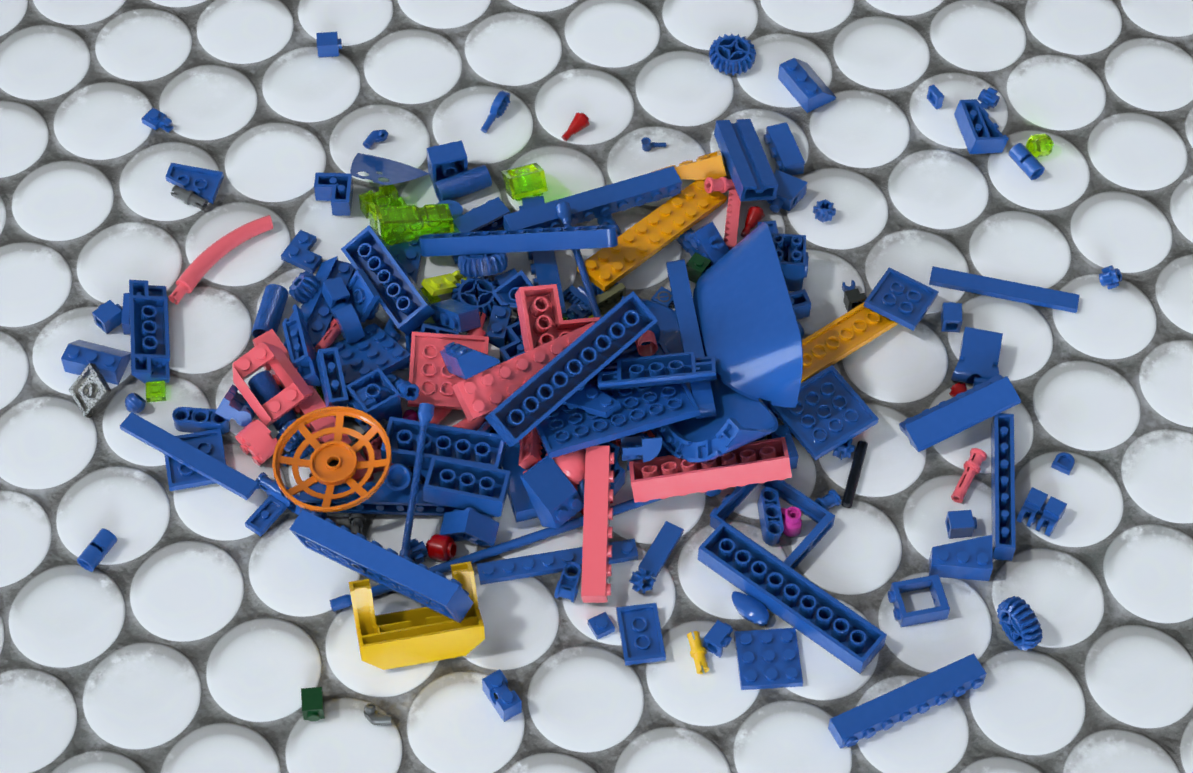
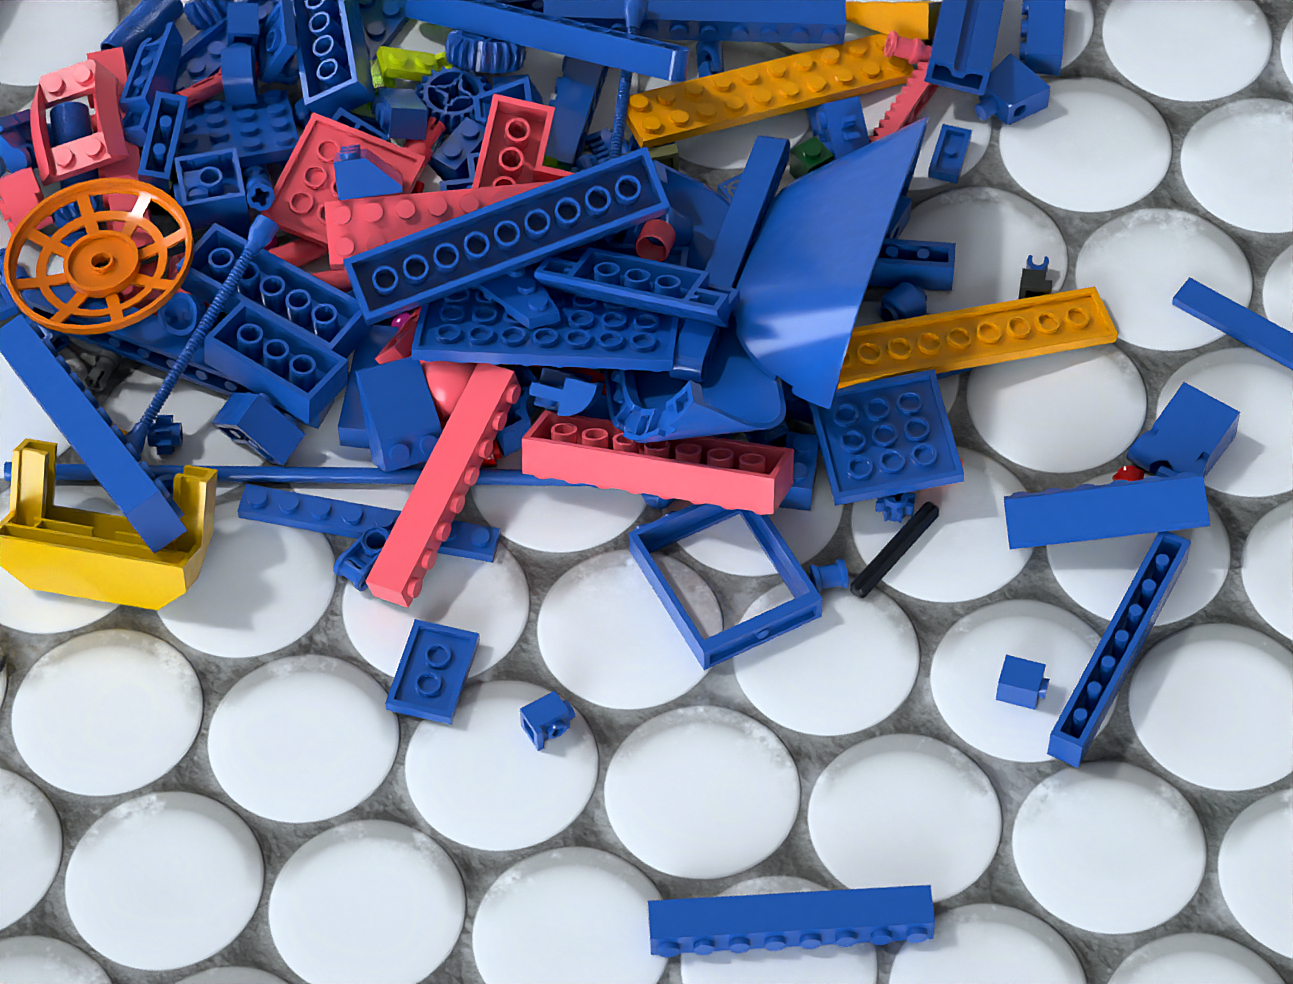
camera: 25 degrees right, 0 degrees up
(441, 547) = (205, 442): red head -> none
(508, 701) = (175, 695): blue brick -> none
(601, 625) = (382, 639): blue plate -> none
(642, 580) = (478, 584): blue gear -> none
(661, 548) = (533, 558): blue tile -> none
(698, 652) = (505, 730): yellow pin -> none
(750, 608) = (621, 693): blue arm -> none
(754, 215) = (944, 112): red cone -> none
(768, 659) = (609, 779): blue plate -> none
(770, 508) = (722, 578): blue beam -> none
(791, 521) = (753, 586): dark pink piece -> none
(792, 258) = (948, 194): blue brick -> none
(792, 597) = (691, 699): blue brick -> none
(824, 210) = (1058, 139): blue gear -> none
(901, 299) = (1106, 308): blue plate -> none
(938, 595) = (887, 800): blue window -> none
(951, 317) = (1177, 362): blue brick -> none
(963, 559) = (995, 737): blue wedge -> none
(971, 468) = (1086, 604): coral pin -> none
(1019, 623) = (1030, 865): blue gear -> none
(1036, 505) = (1179, 709): blue legs -> none
(1063, 462) = (1245, 647): blue tile -> none

